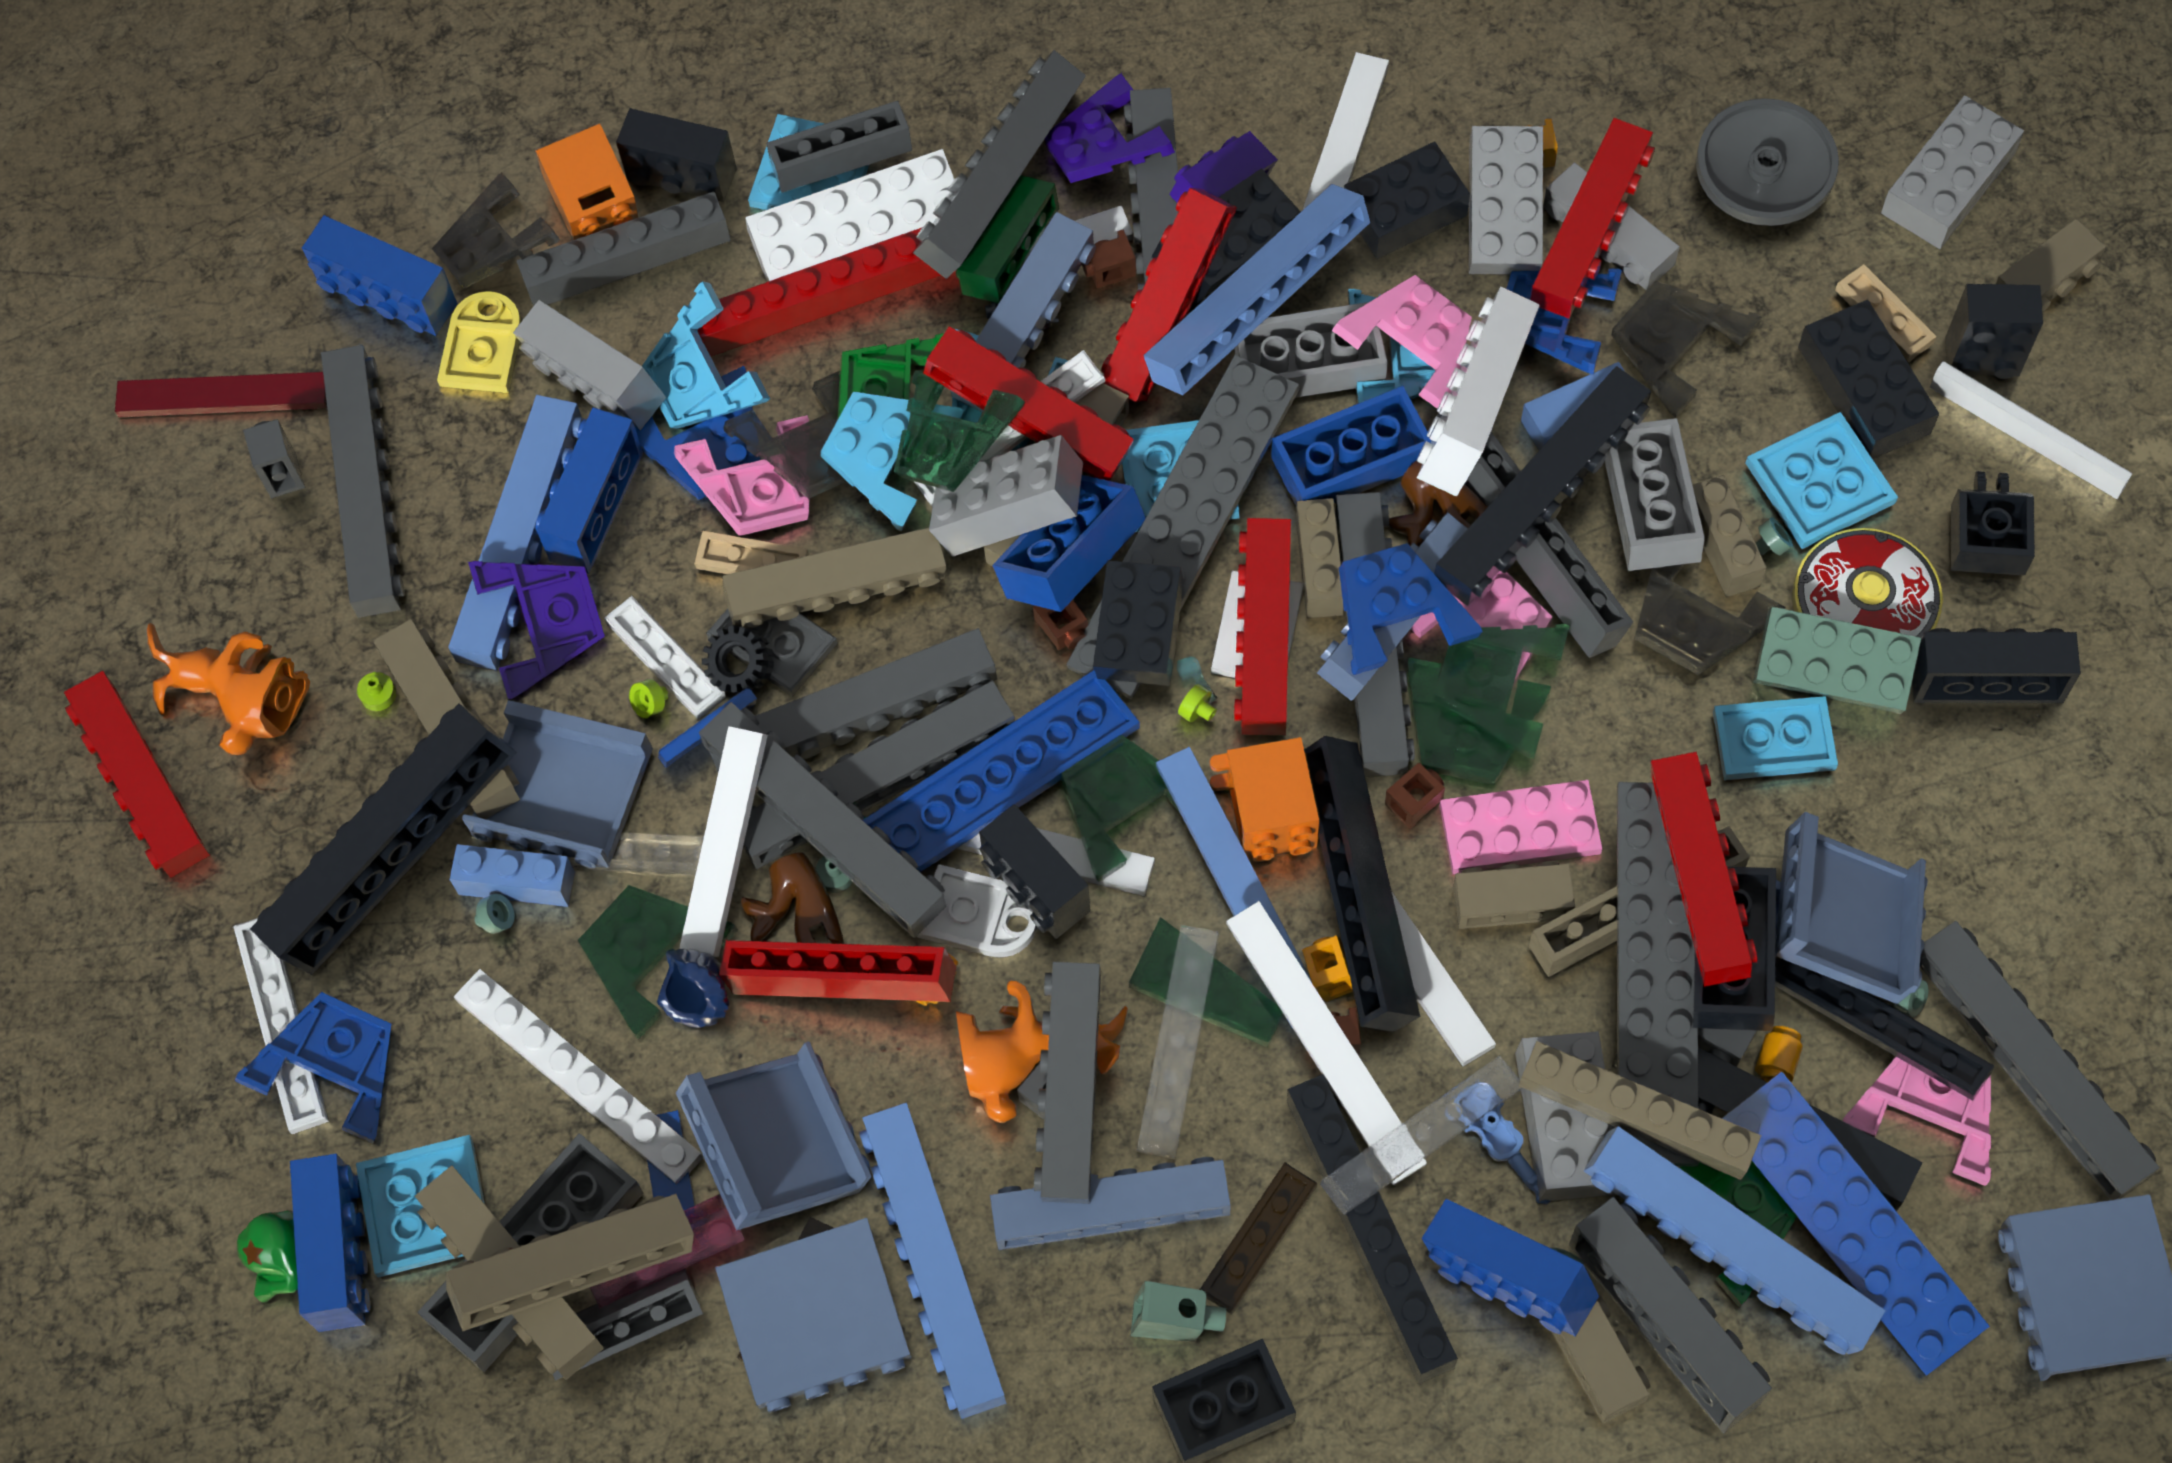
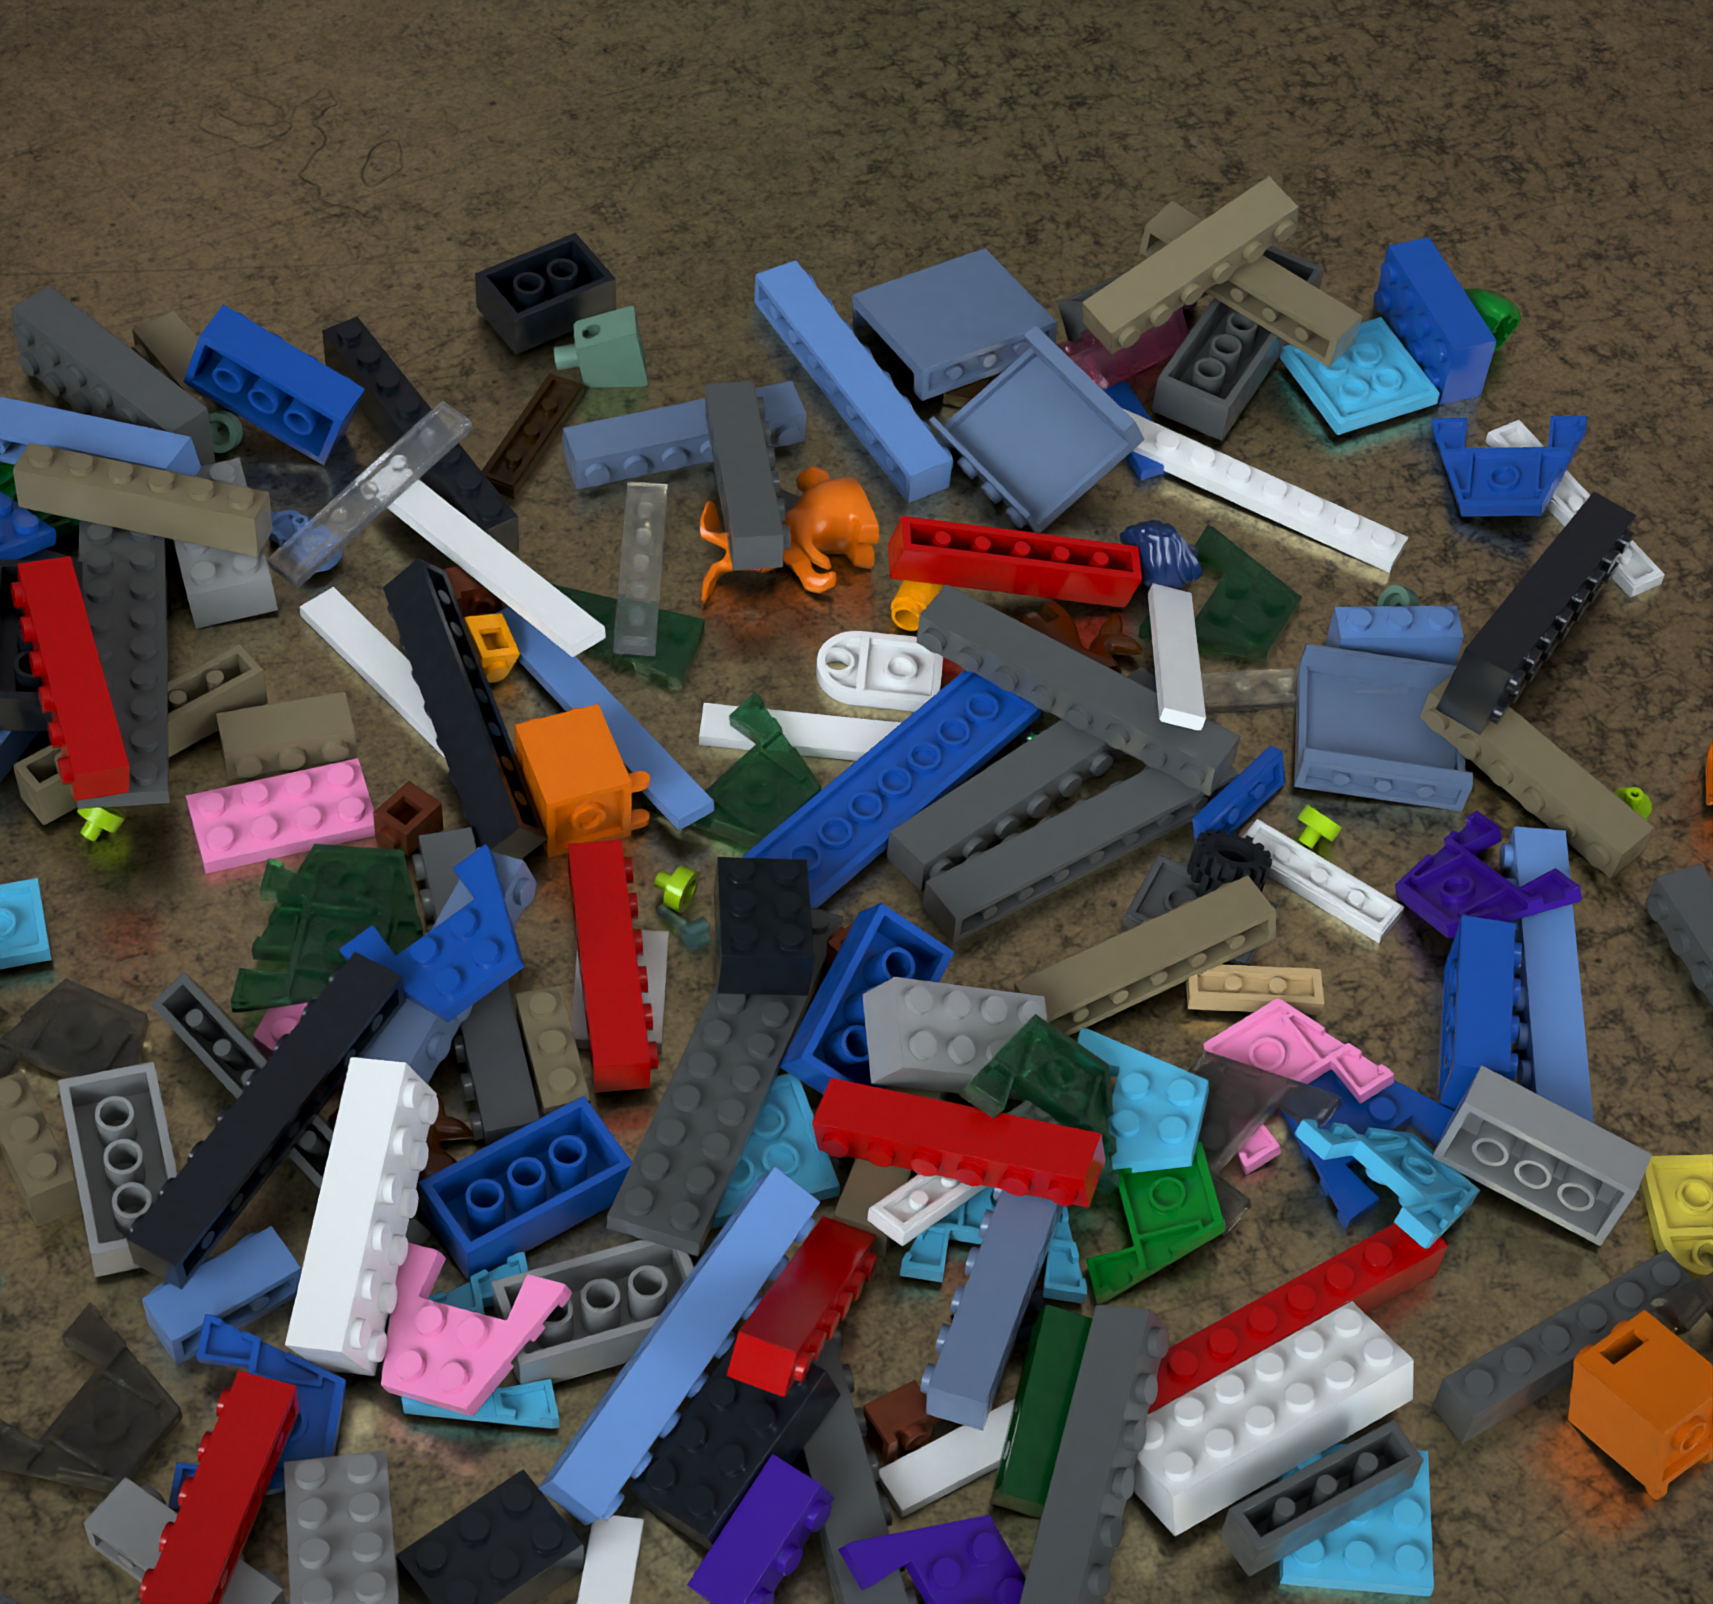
camera: 160 degrees right, 15 degrees down
(676, 154) = (1548, 1472): black brick -> none
(1034, 872) = (826, 668): black brick -> none

